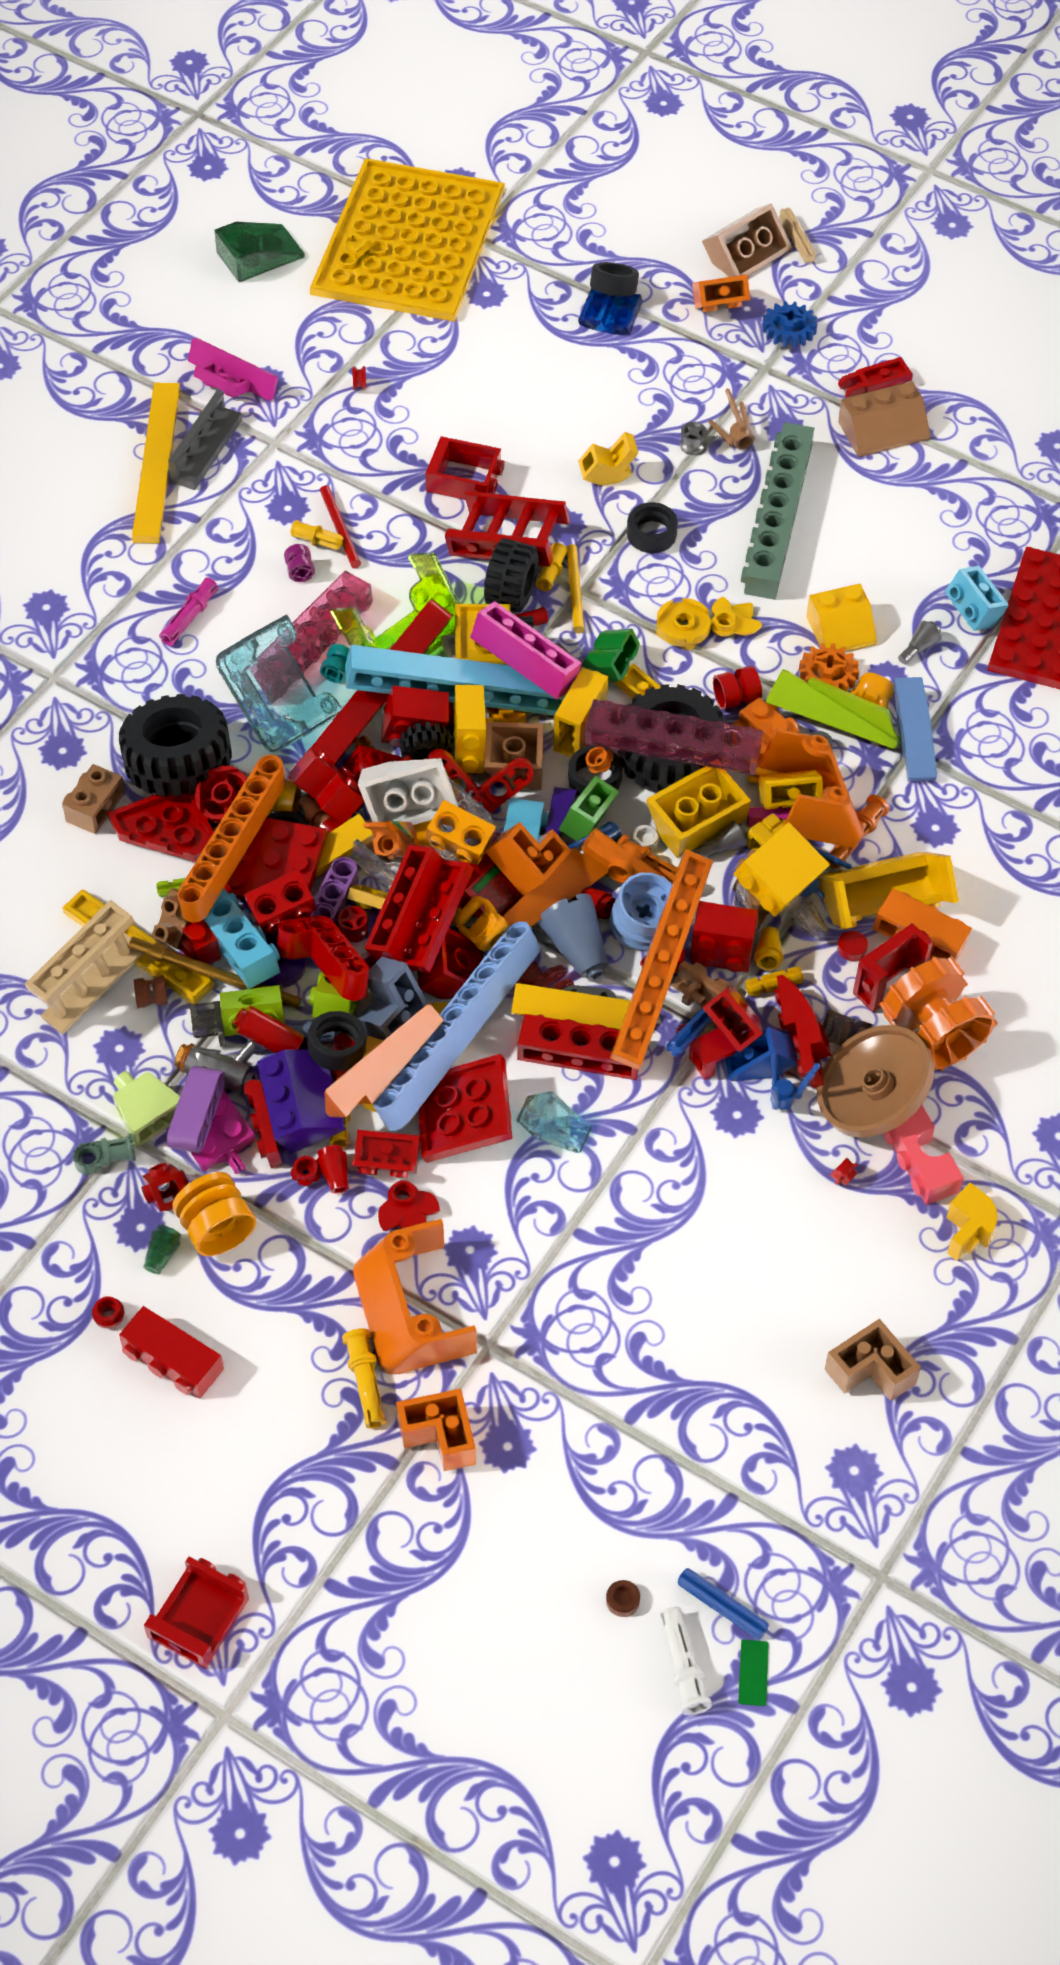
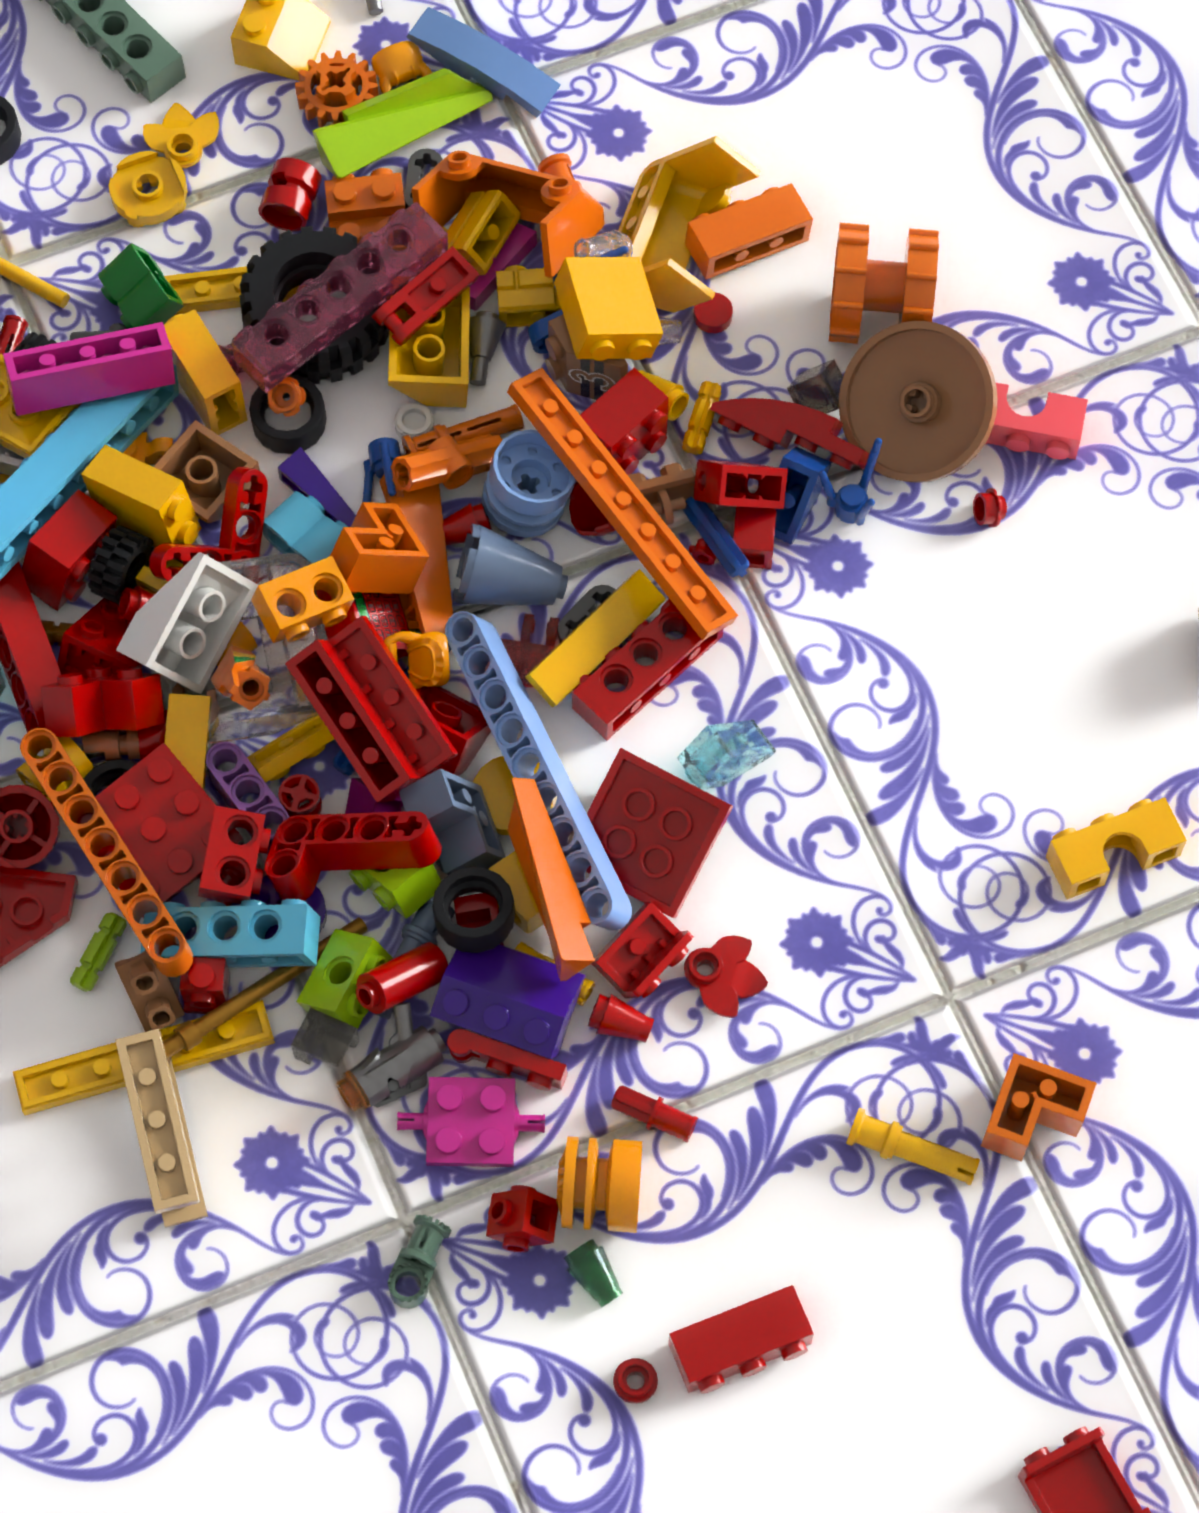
camera: 55 degrees left, 10 degrees up
(143, 991) = (228, 1079): copper wheel -> none
(144, 1105) = (384, 1177): yellowish green torso -> none
(196, 1109) = (447, 1121): medium lavender beam -> none
(287, 1223) = (654, 1113): none -> red axle
(303, 1164) = (597, 1042): red plate -> none
(398, 1339) = (843, 1068): orange windscreen -> none
(589, 809) = (345, 451): bright green brick -> none
(640, 1360) = (1144, 830): none -> yellow arch
(715, 780) = (426, 295): none -> red plate
(825, 844) = (603, 243): none -> clear cone
(902, 951) = (790, 318): red panel -> none
(976, 1217) = (1136, 421): yellow brick -> none

